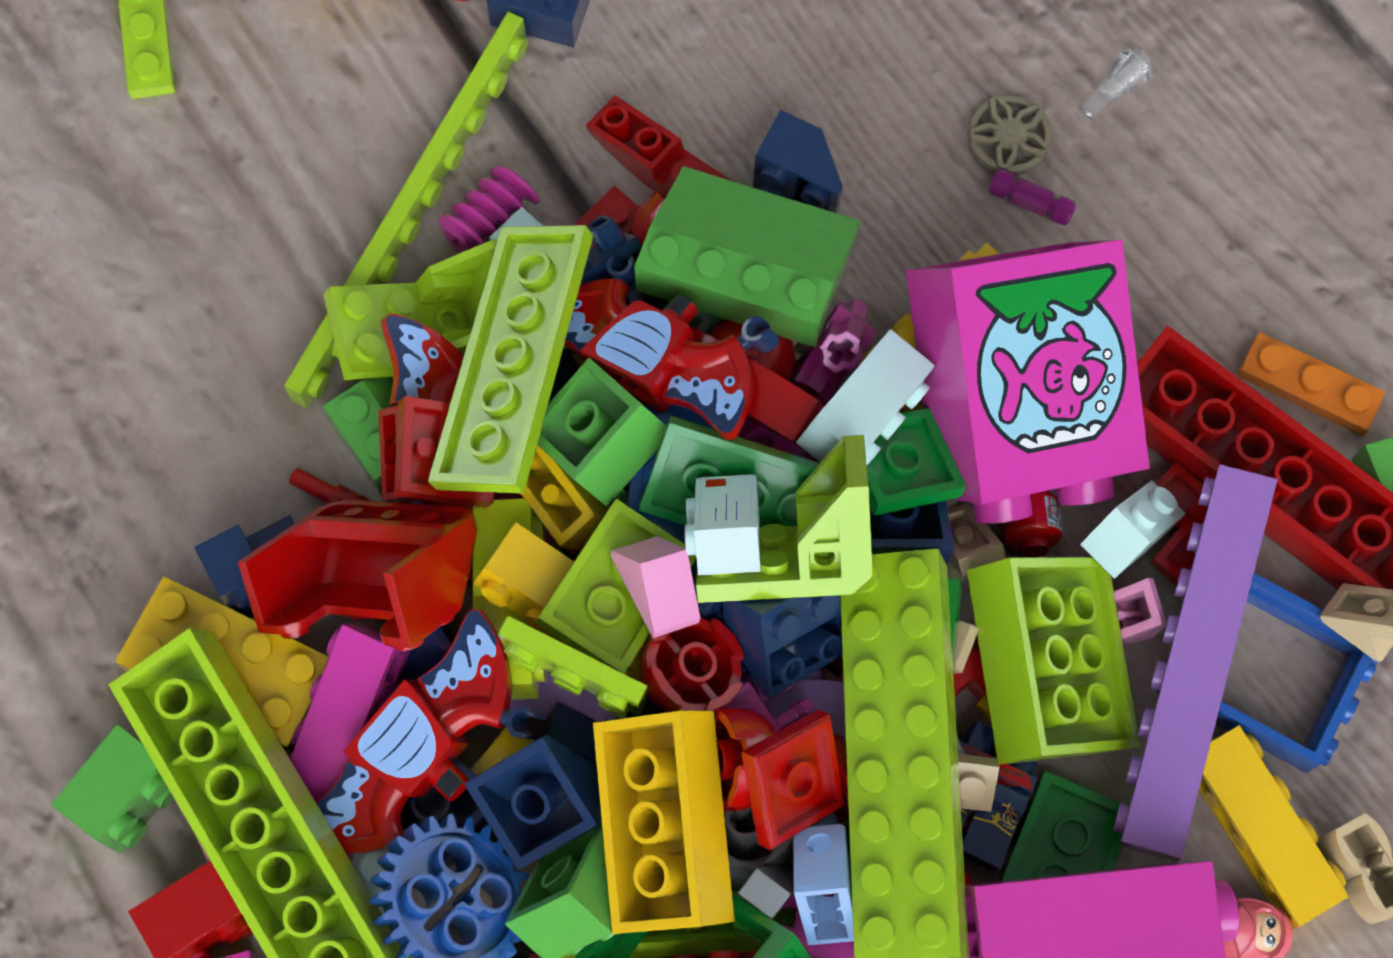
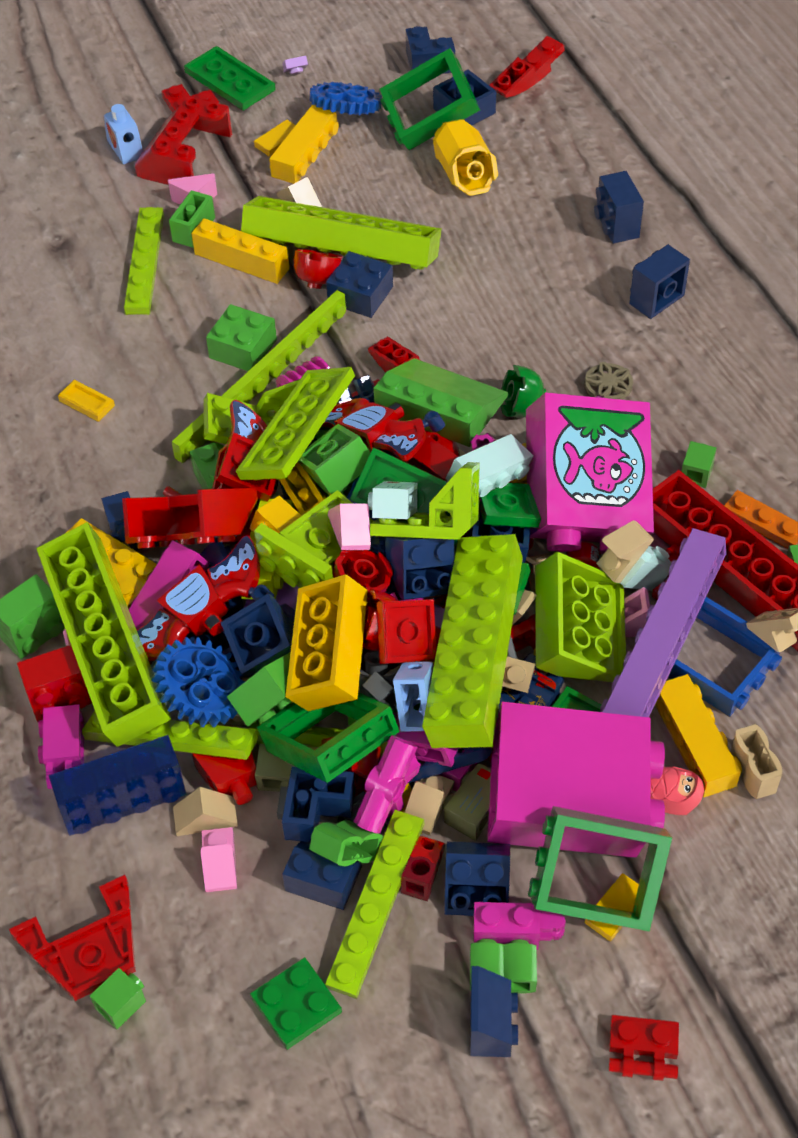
camera: 15 degrees right, 20 degrees down
(106, 301) = (86, 400): none -> yellow tile
(356, 134) = (241, 337): none -> bright green brick
(797, 164) = (480, 364): dark blue slope -> none
(873, 185) = (523, 389): none -> green cylinder
(1113, 525) = (624, 550): none -> tan slope
(1127, 73) = (681, 360): clear cone -> none
(1189, 290) = (699, 462): none -> bright green brick

